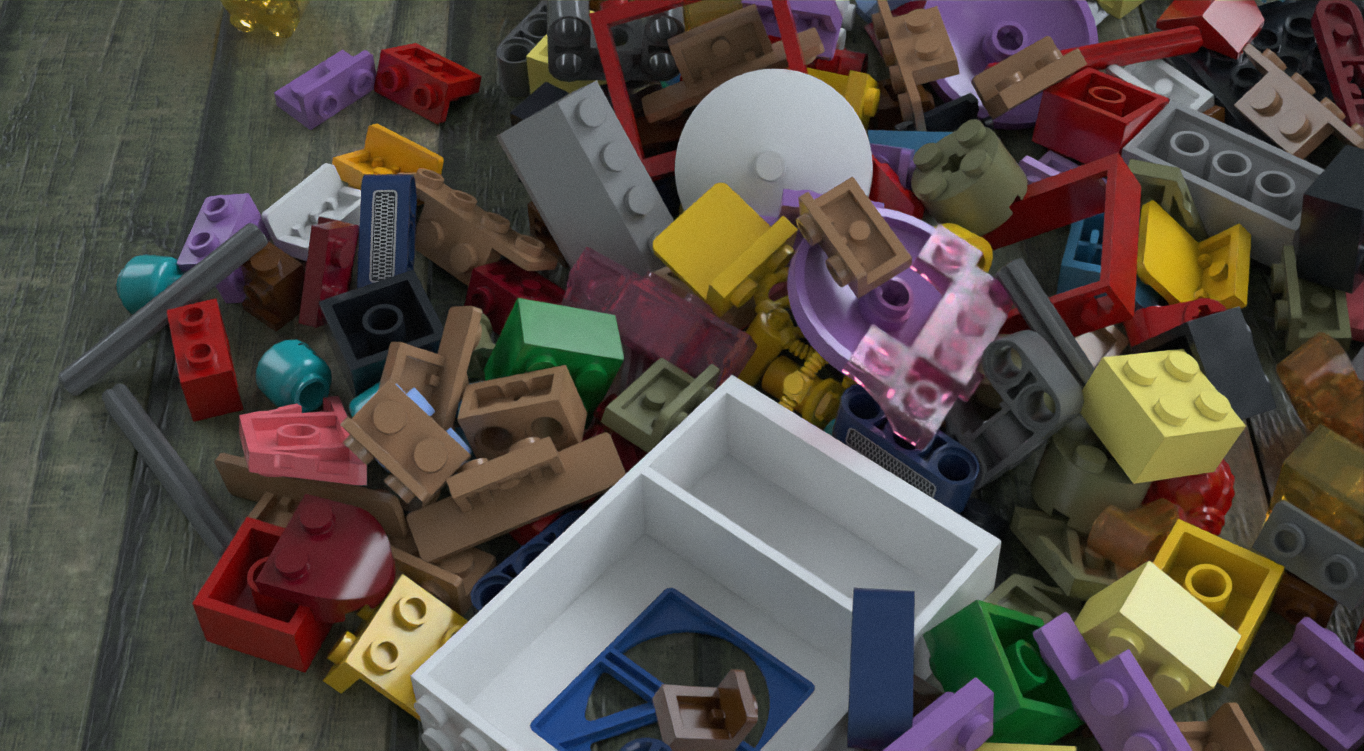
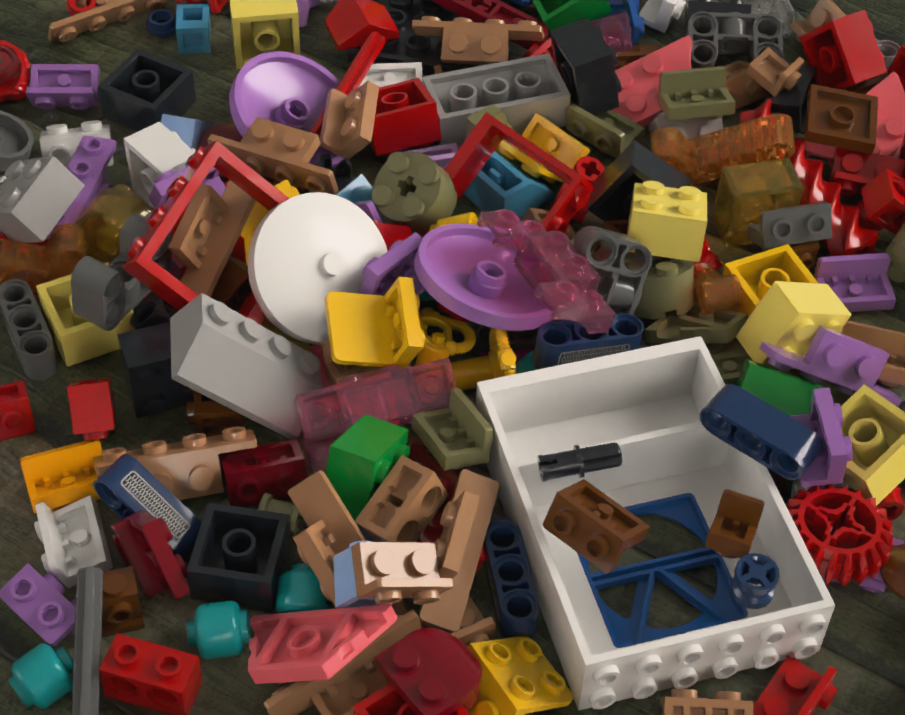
camera: 60 degrees left, 0 degrees up
(465, 129) = (92, 408): none -> red brick
(608, 577) = (593, 524): none -> reddish brown bracket
(686, 518) = (579, 461): none -> black axle
(853, 236) = (456, 254): medium nougat bracket -> none
(1044, 318) = (556, 219): dark grey axle -> none

